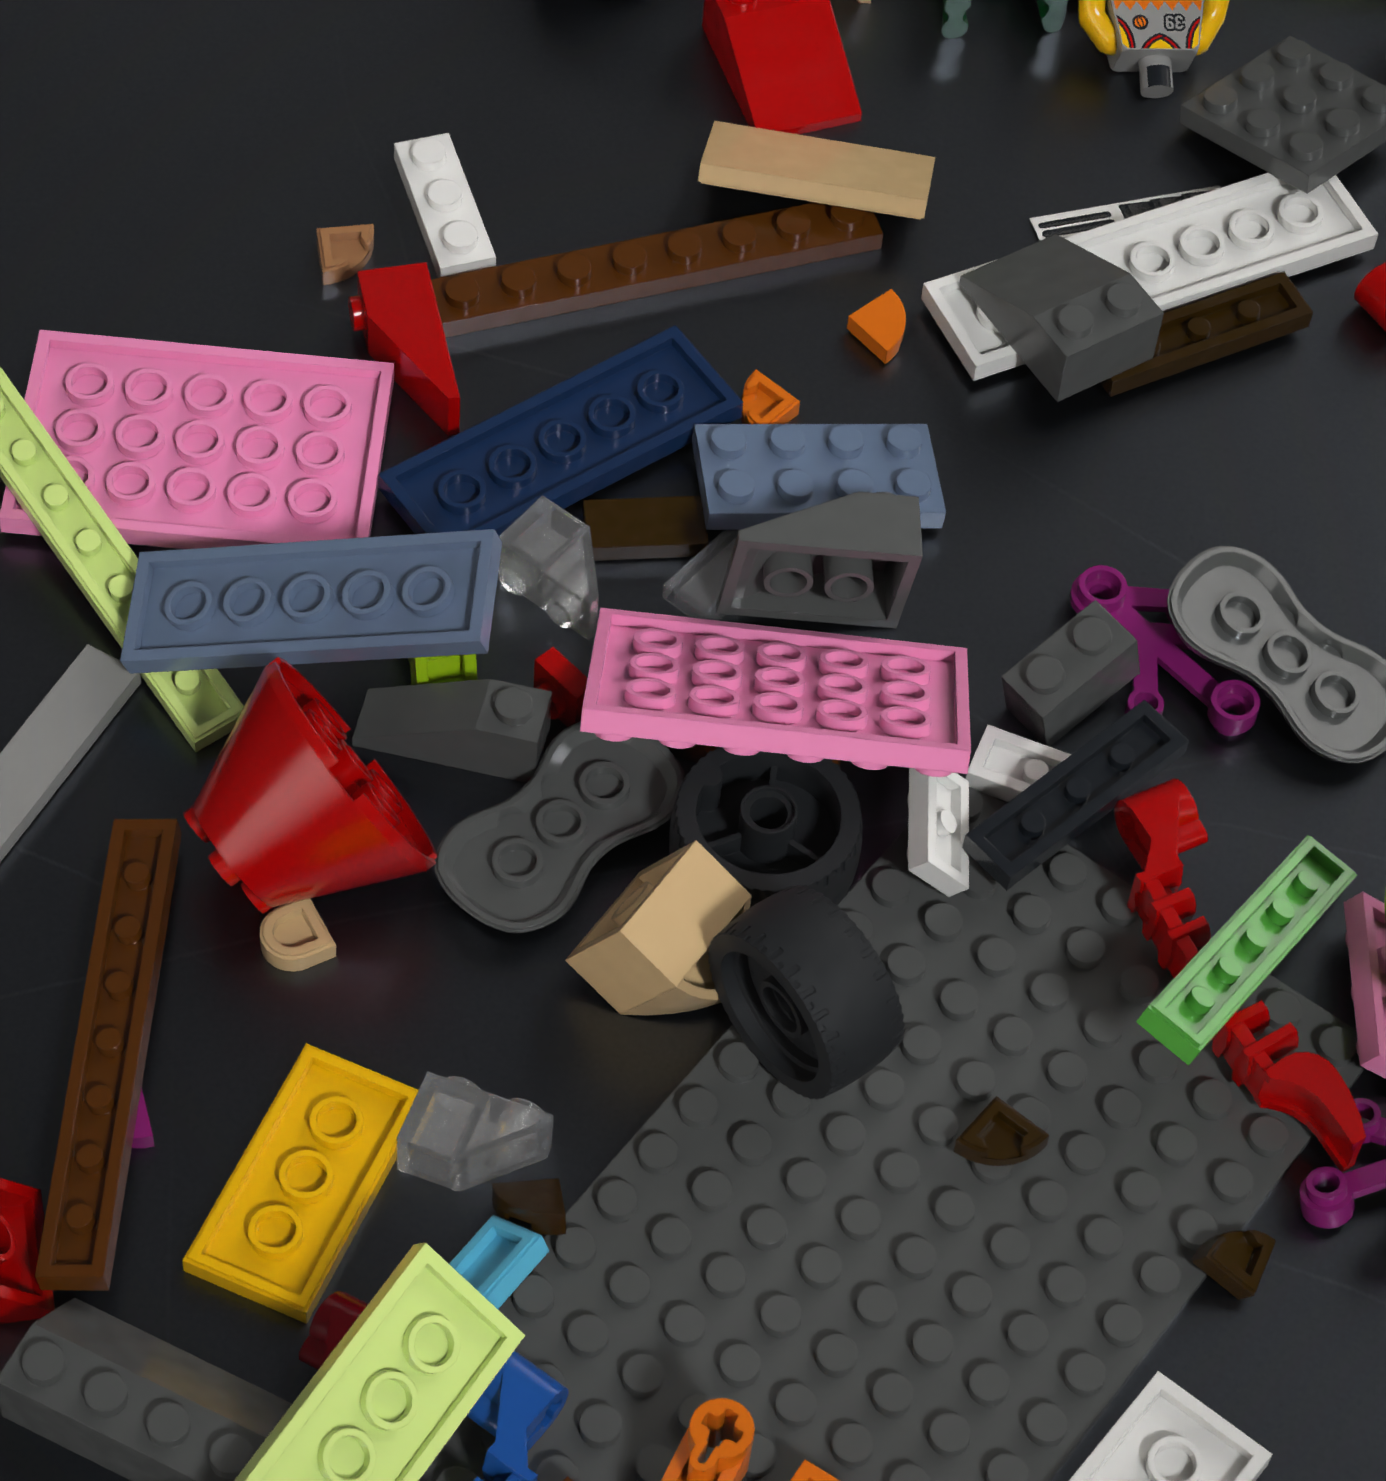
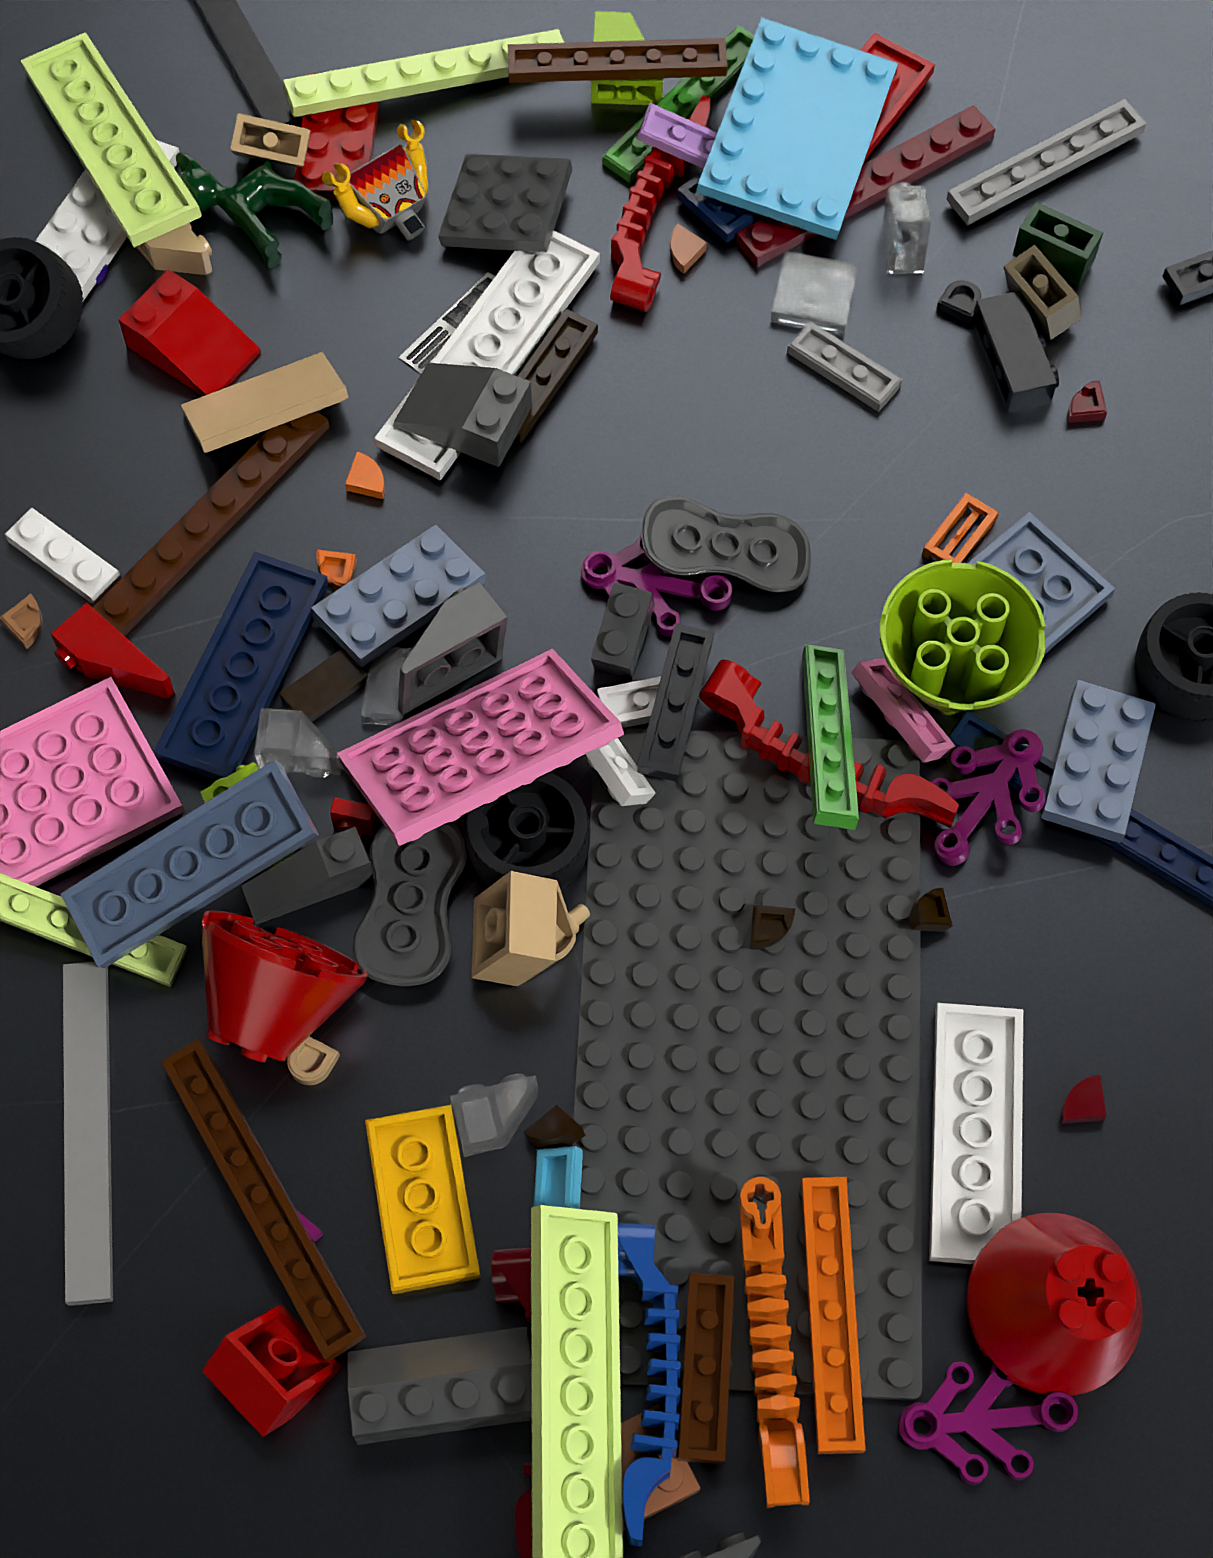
camera: 30 degrees left, 10 degrees up
(806, 991) = (626, 917): black wheel -> none

